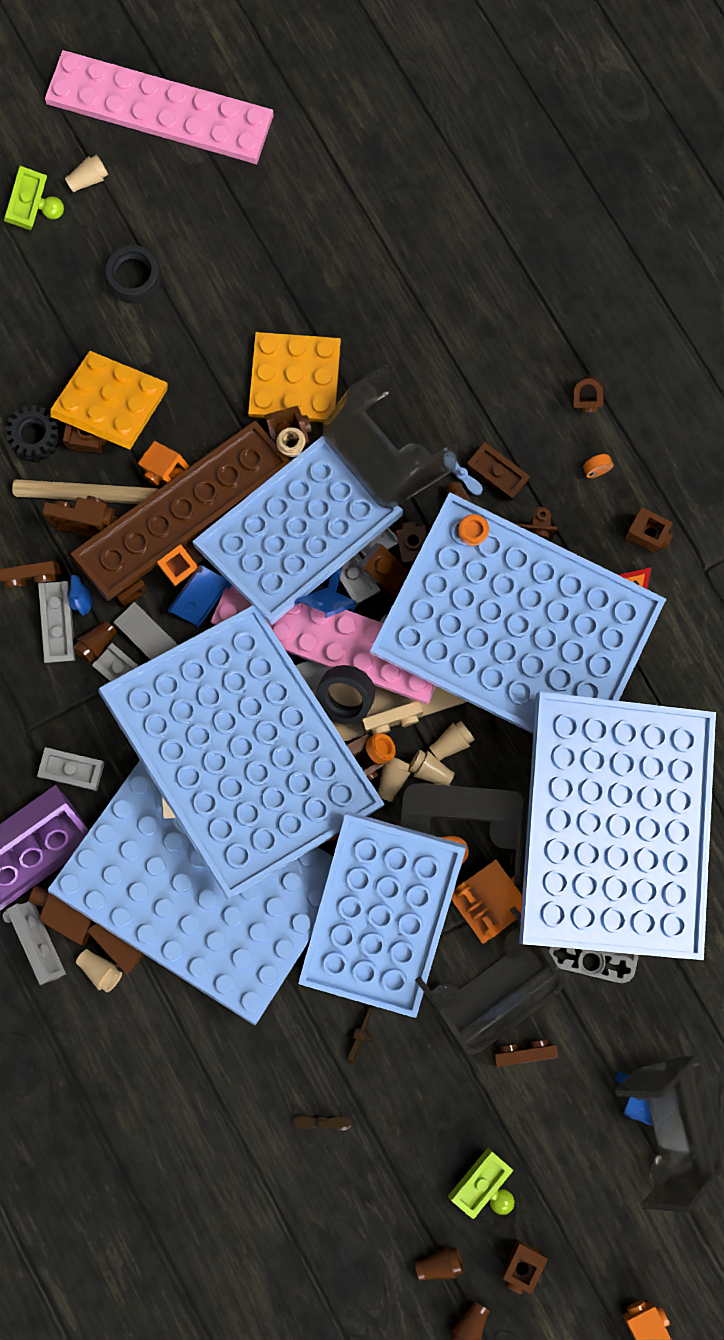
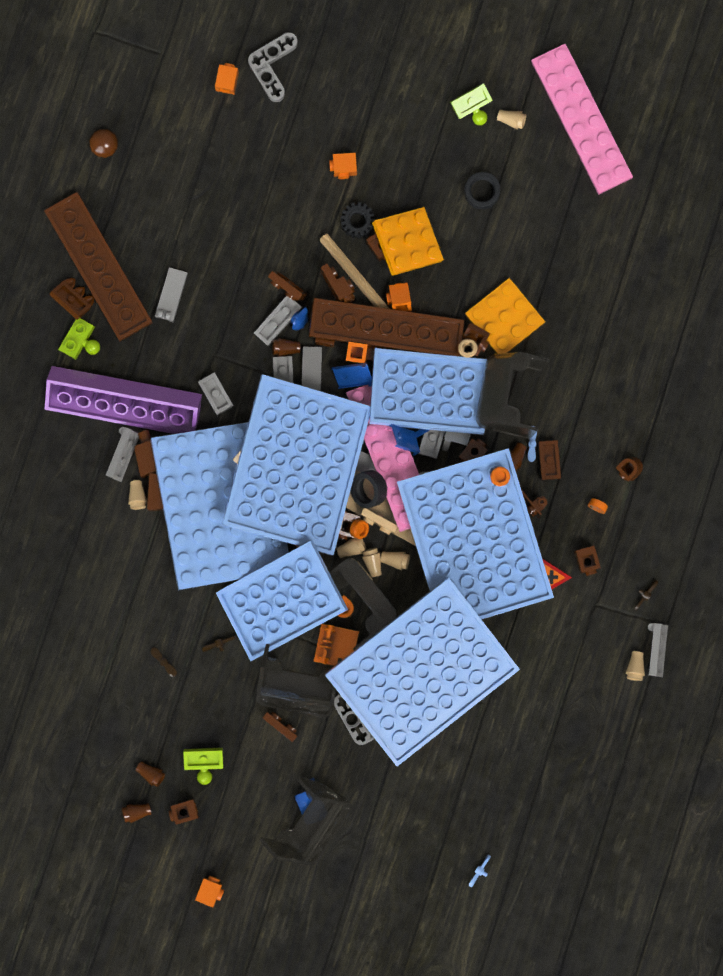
camera: 50 degrees right, 5 degrees up
(385, 570) = (447, 451): reddish brown plate -> none

